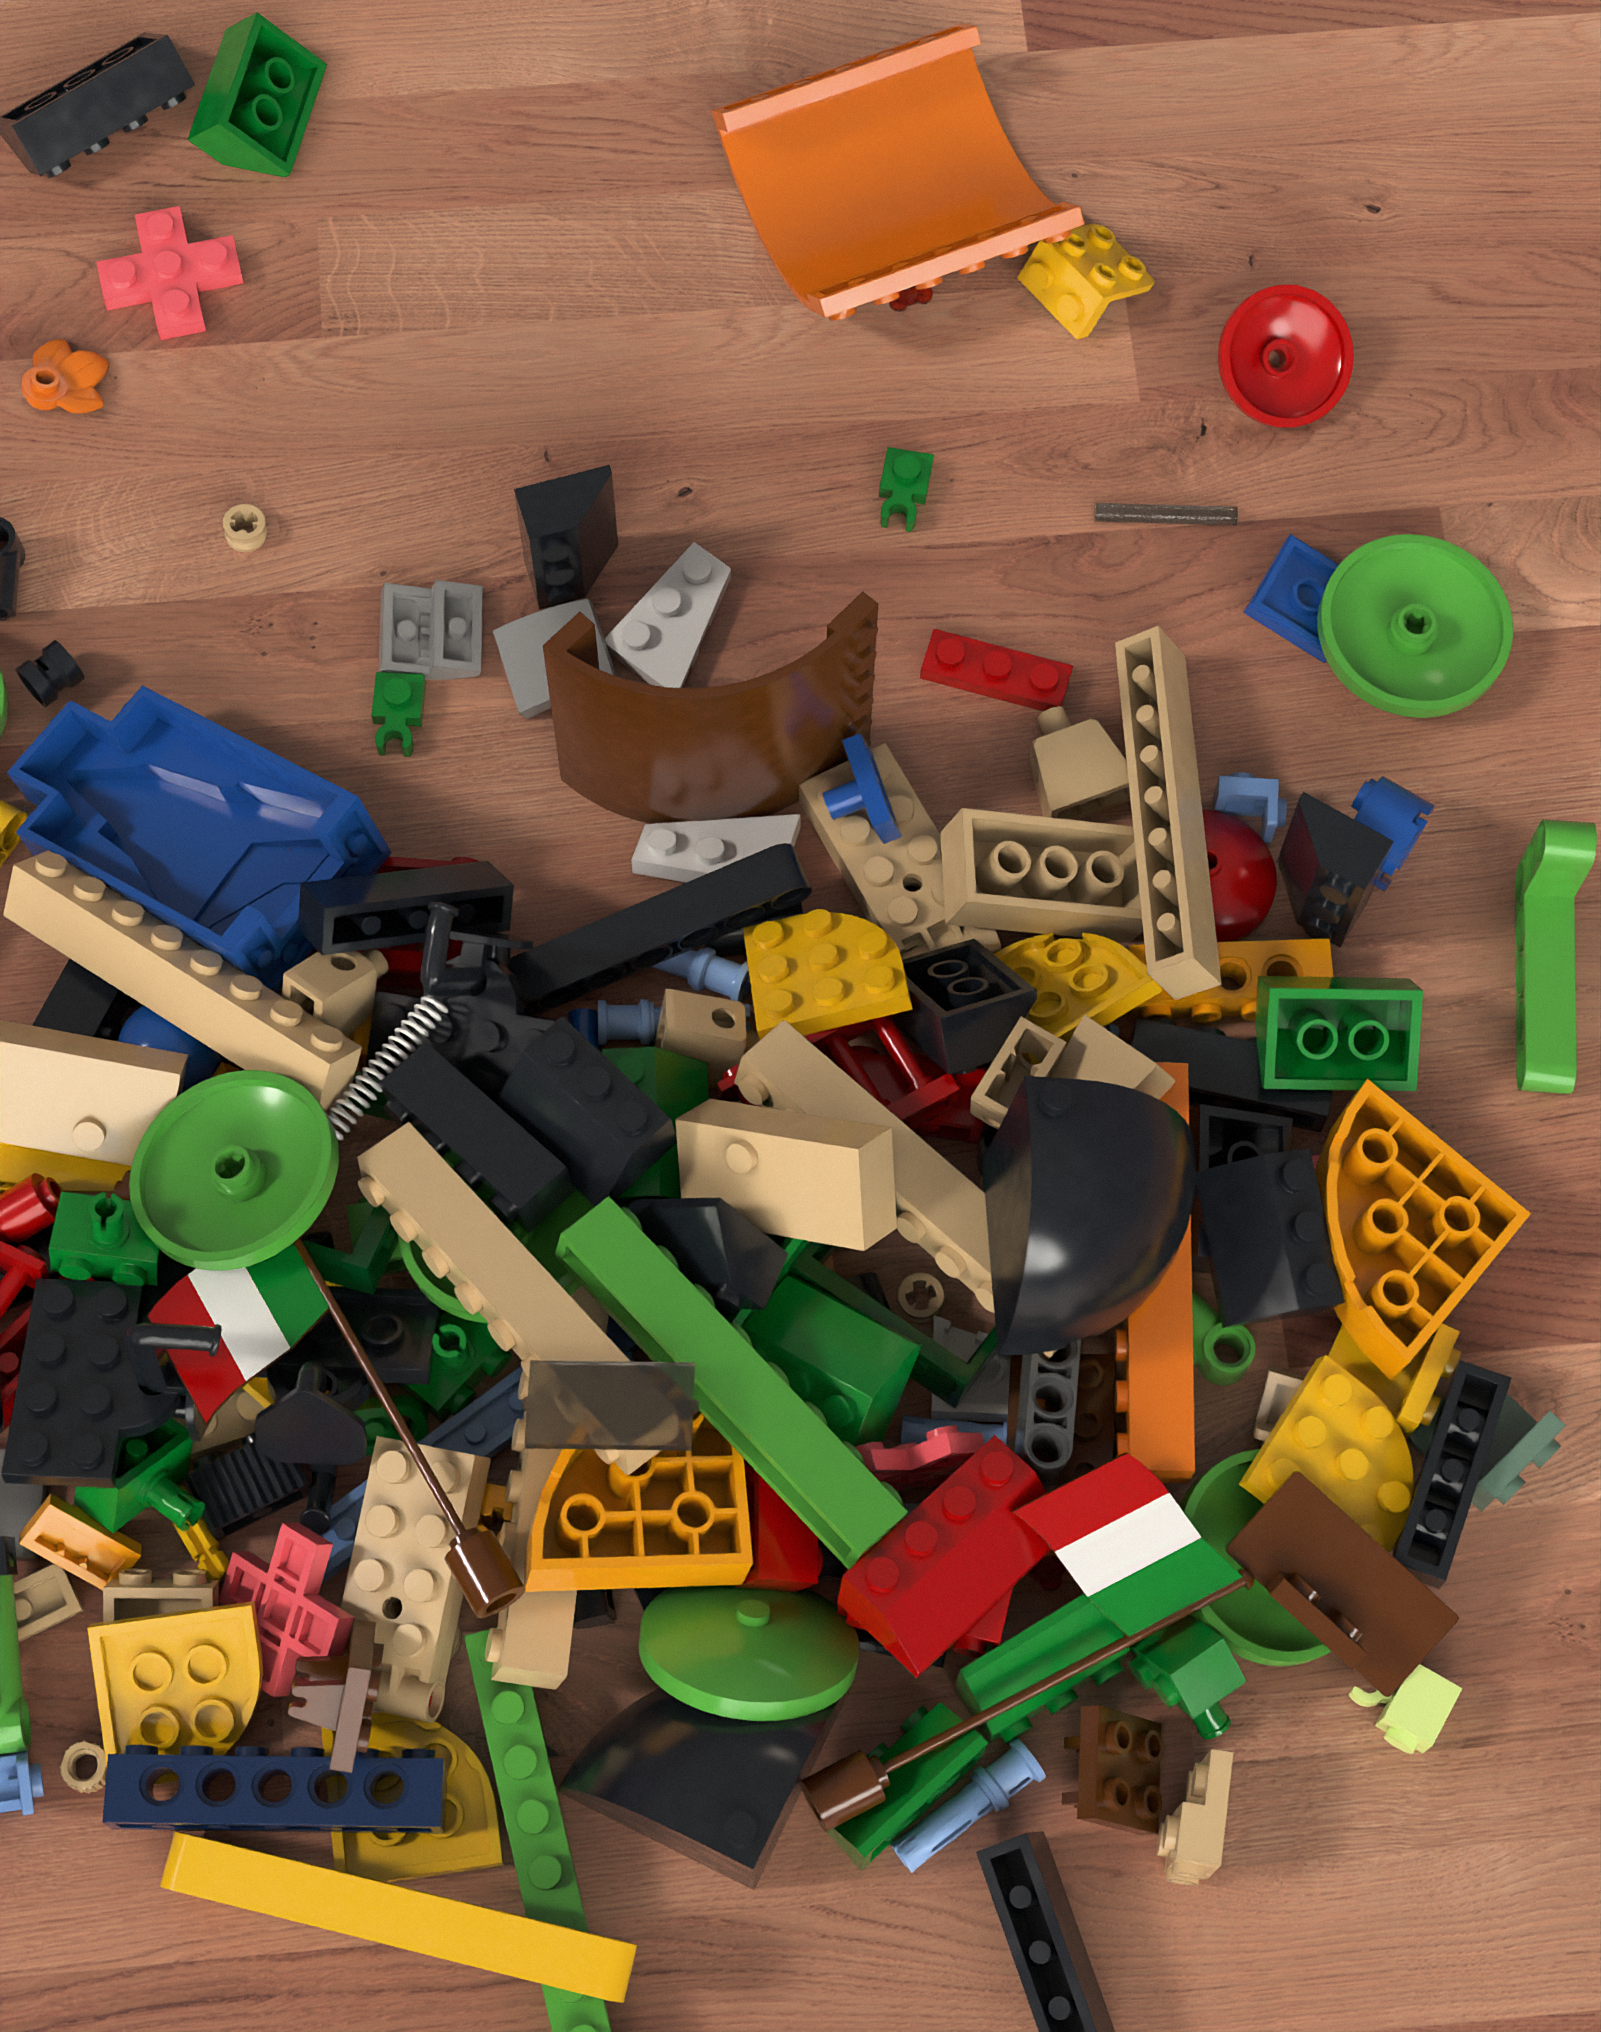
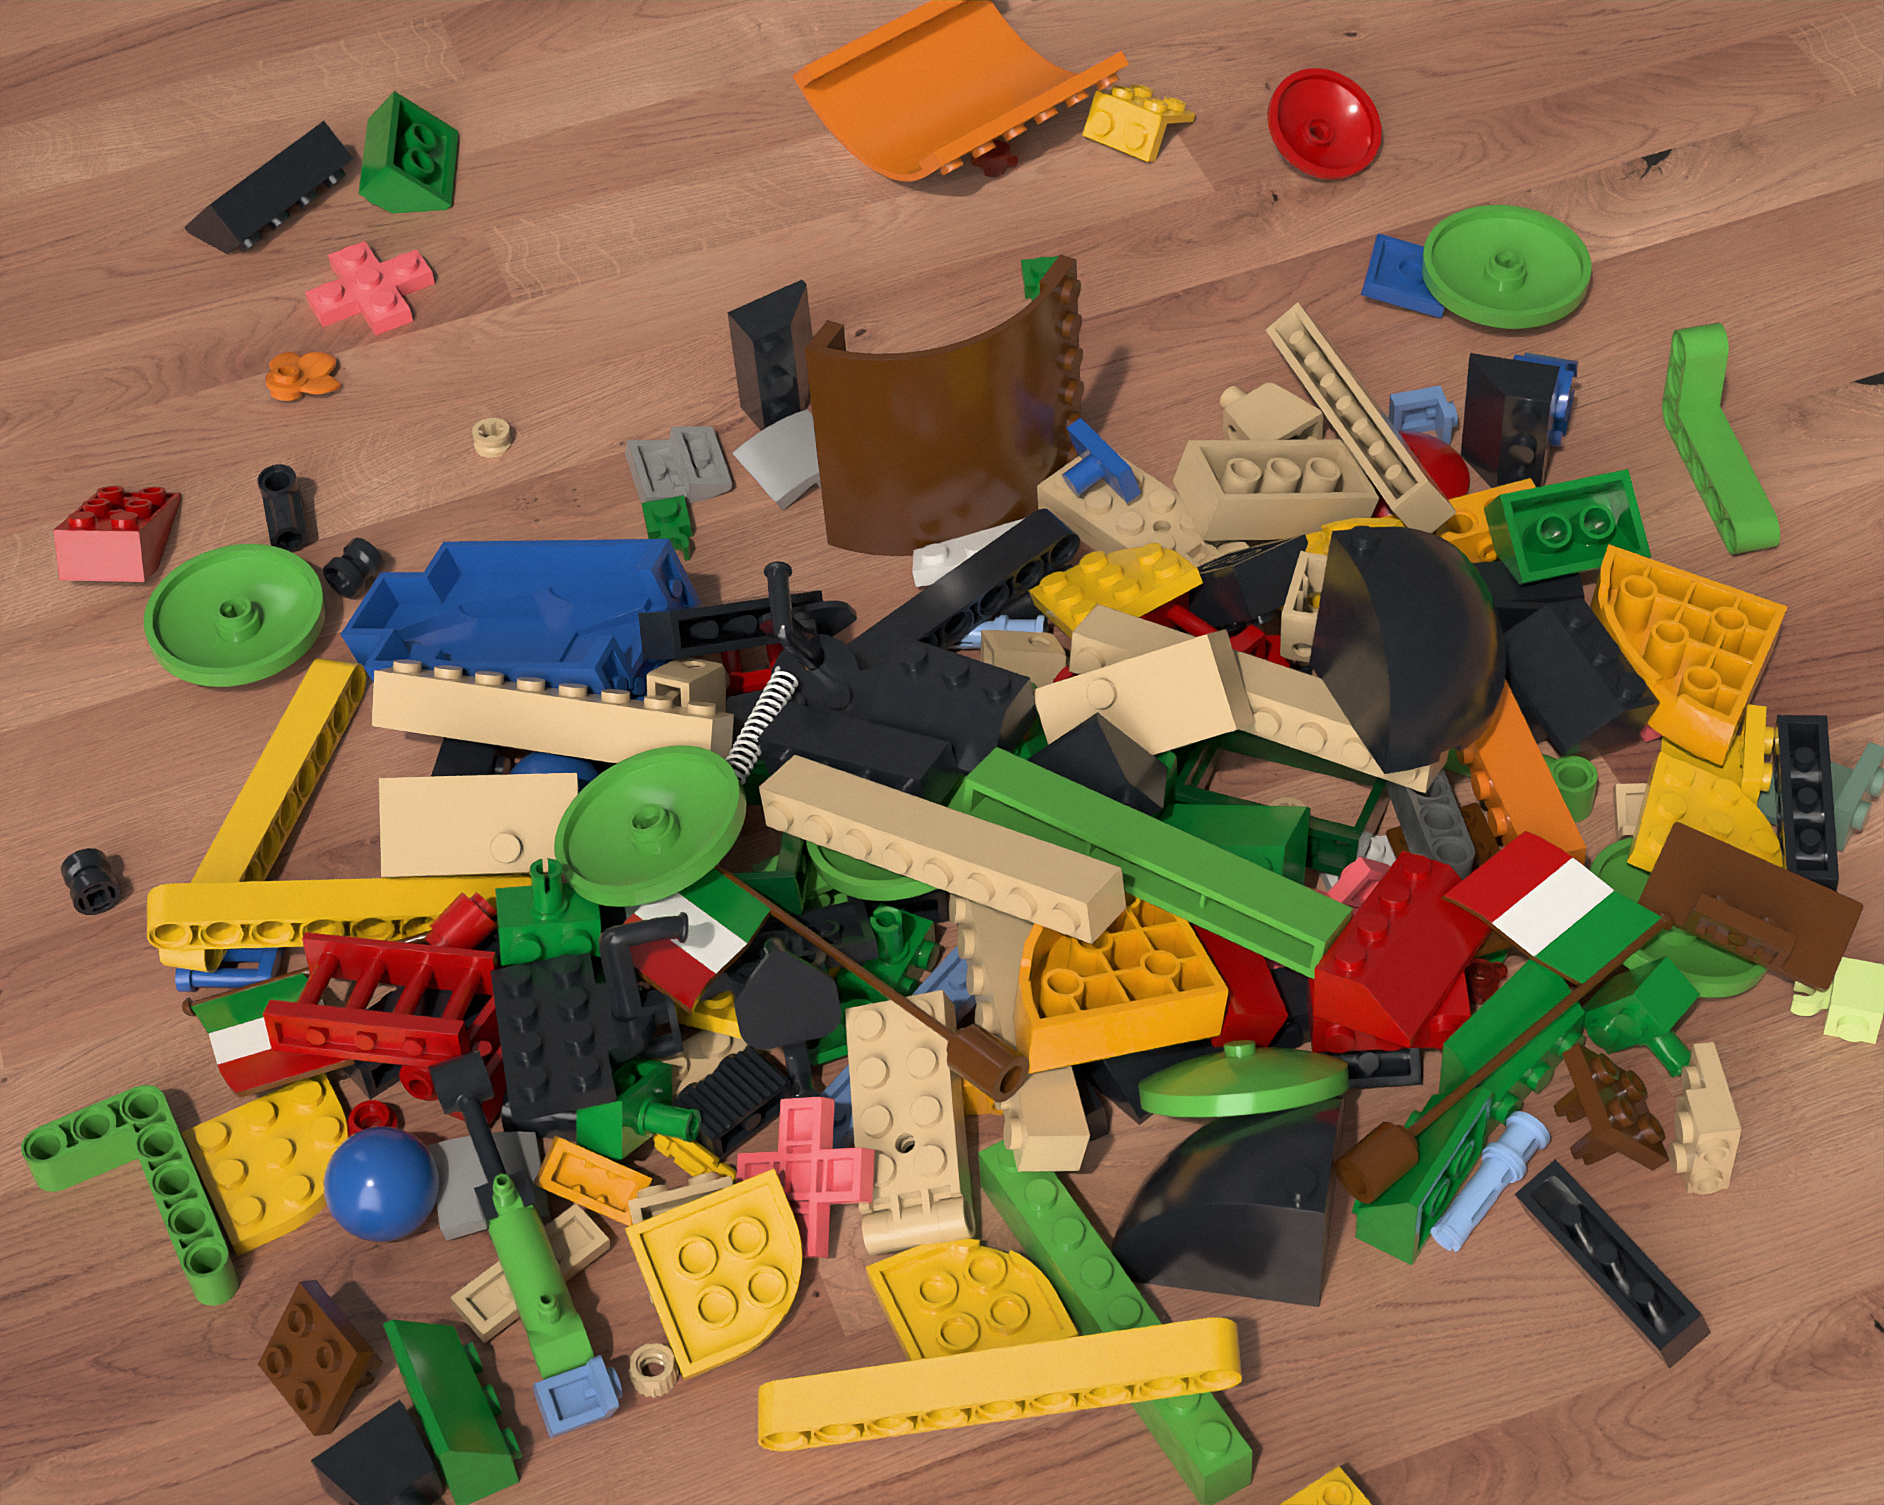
camera: 10 degrees left, 20 degrees down
(132, 1805) = (831, 1343): dark blue brick -> none
(342, 1693) = (888, 1206): reddish brown plate -> none
(610, 1405) = (1060, 876): clear smoke piece -> none
(995, 671) = (1169, 384): red plate -> none
(1165, 514) = (1268, 253): clear smoke bar -> none

